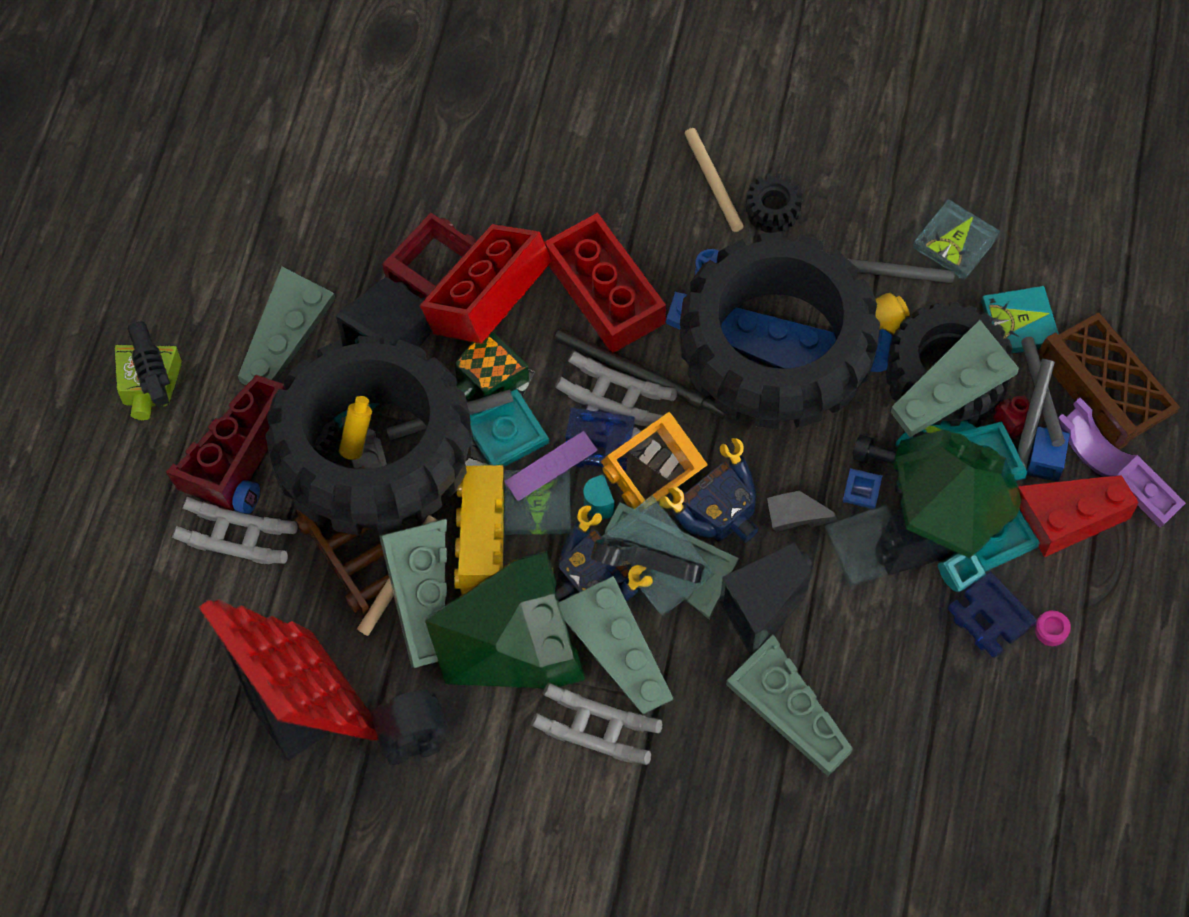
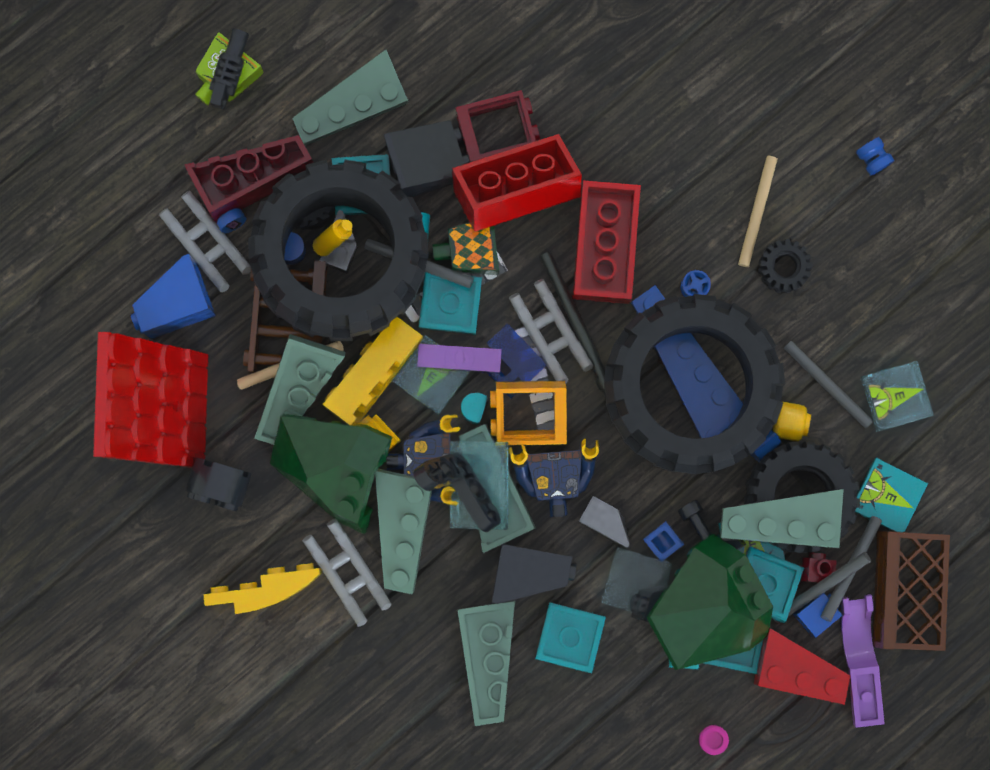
camera: 30 degrees right, 20 degrees up
(250, 580) = (173, 301): none -> blue slope
(538, 787) = (275, 588): none -> yellow slope
(774, 69) = (872, 150): none -> blue wheel
(849, 634) = (570, 637): none -> teal tile
(999, 608) = (687, 700): clear blue plate -> none

